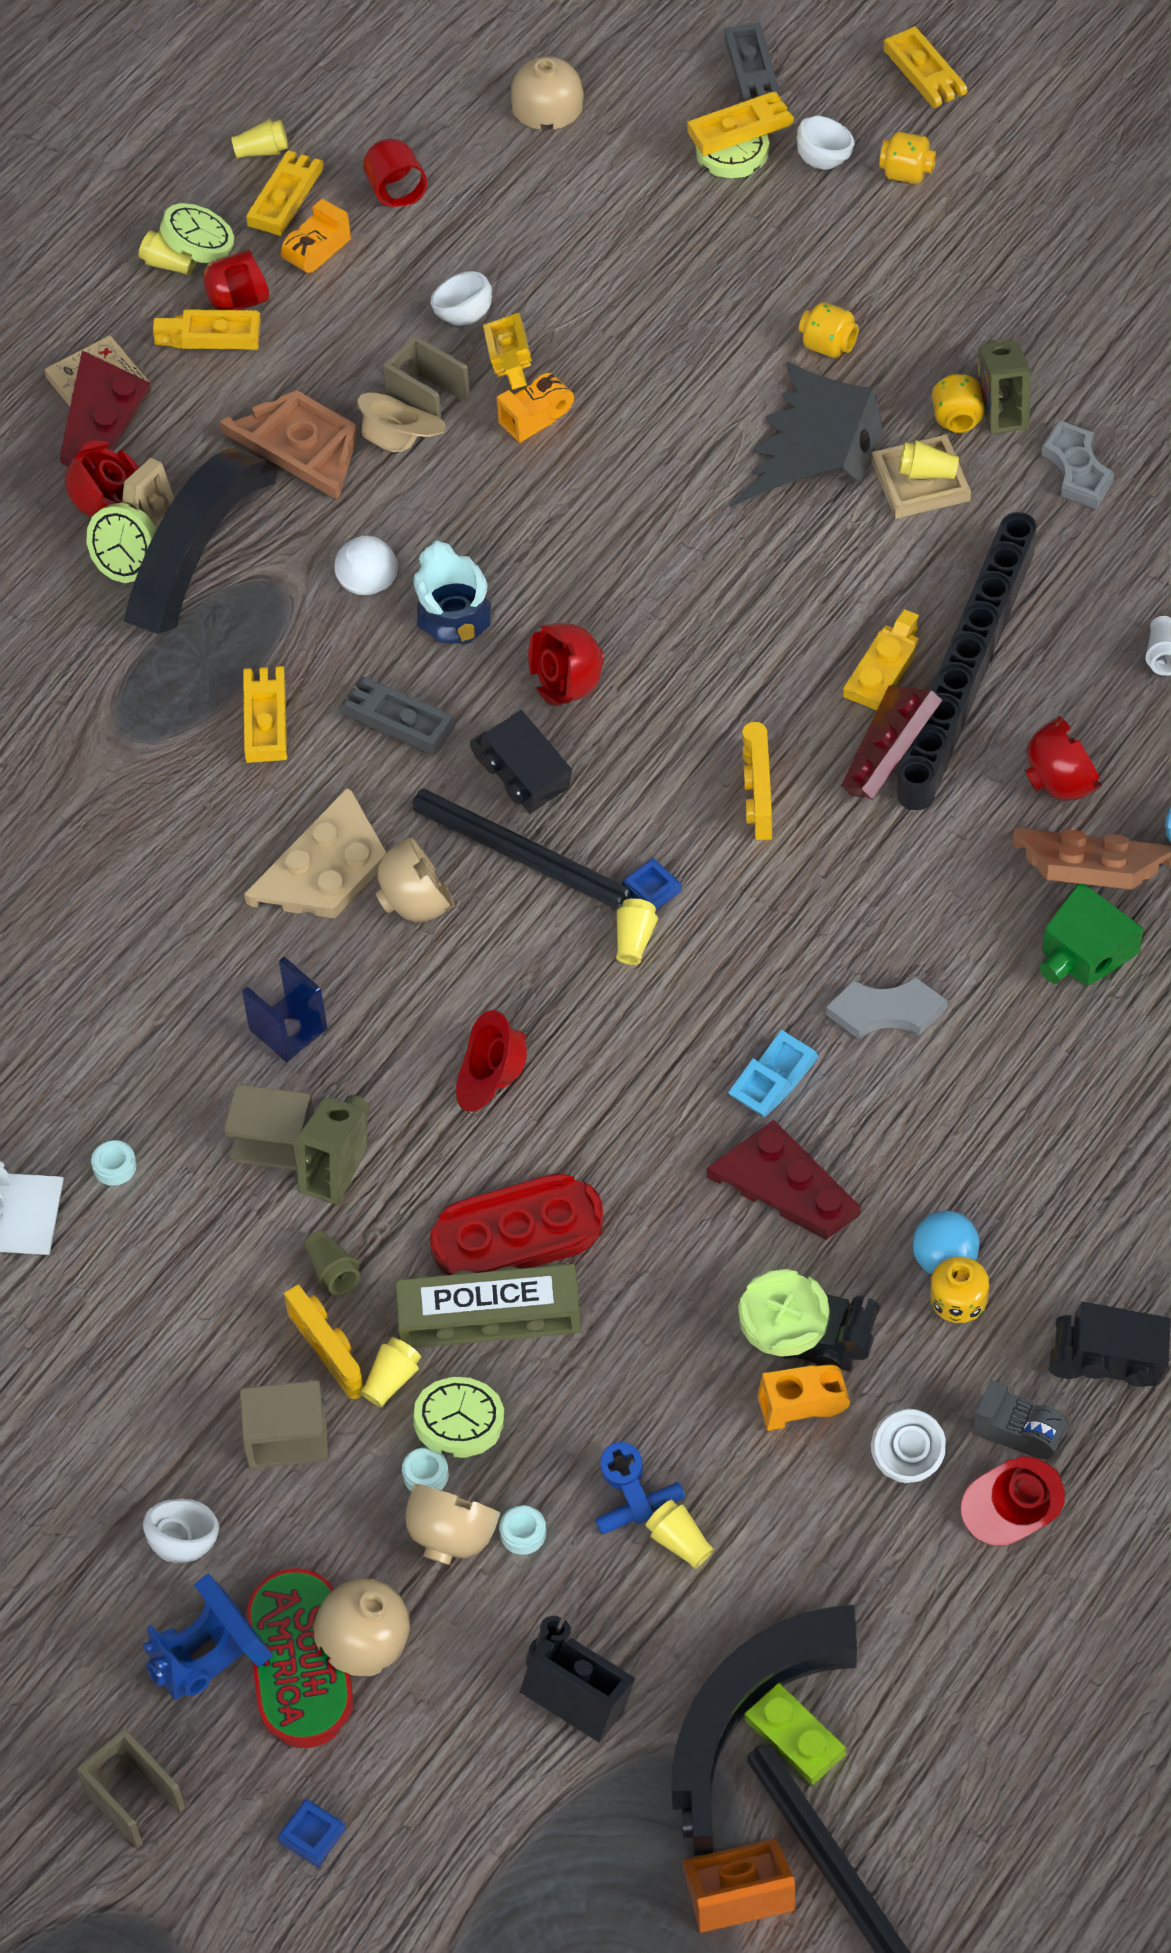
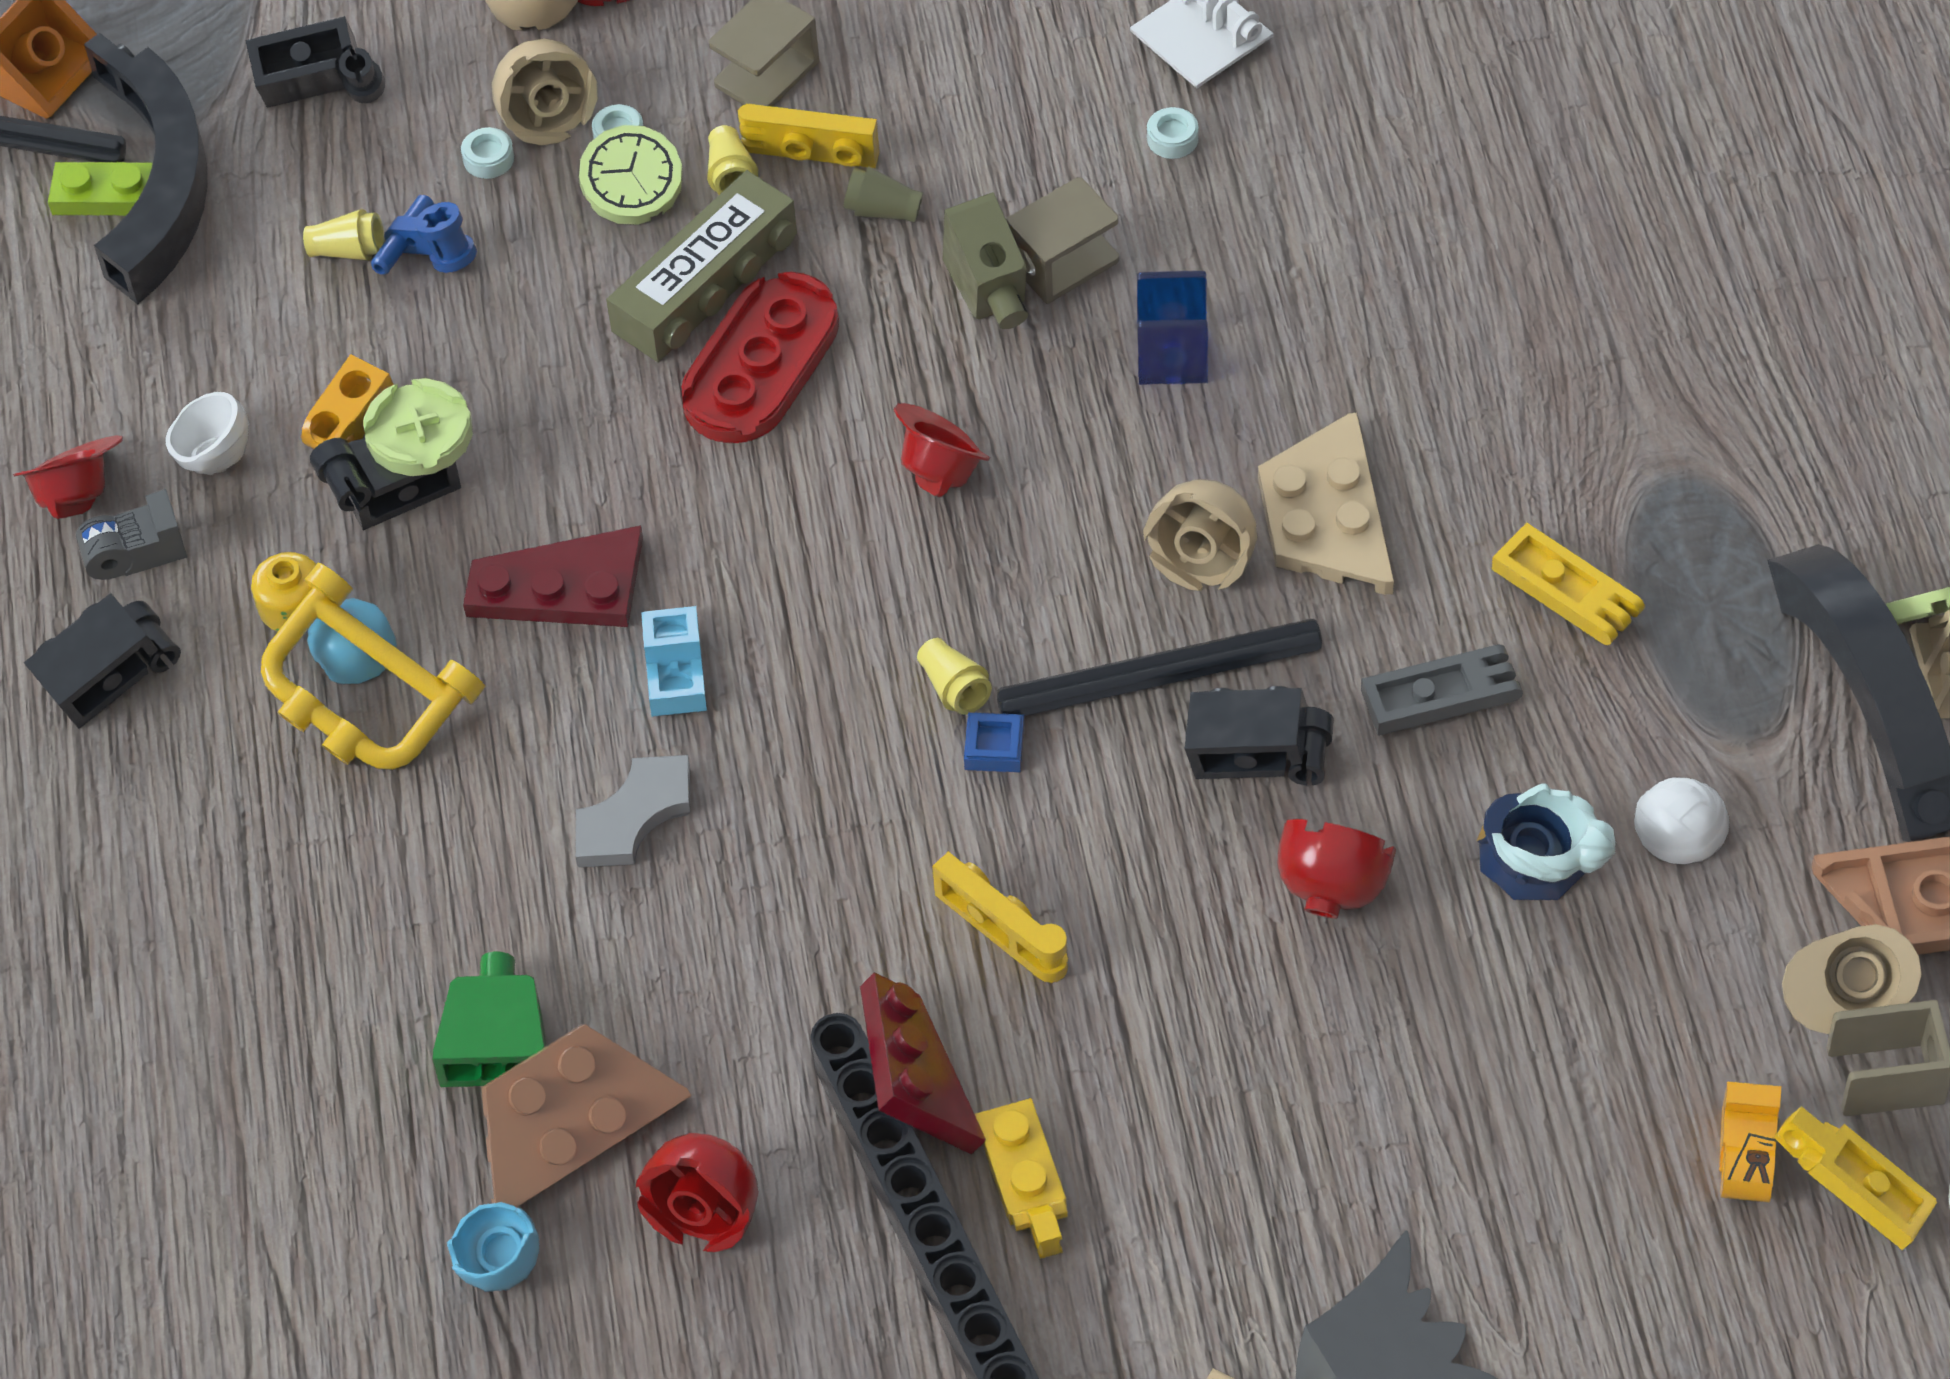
camera: 135 degrees right, 0 degrees up
(1011, 1180) = (344, 738): none -> yellow bar

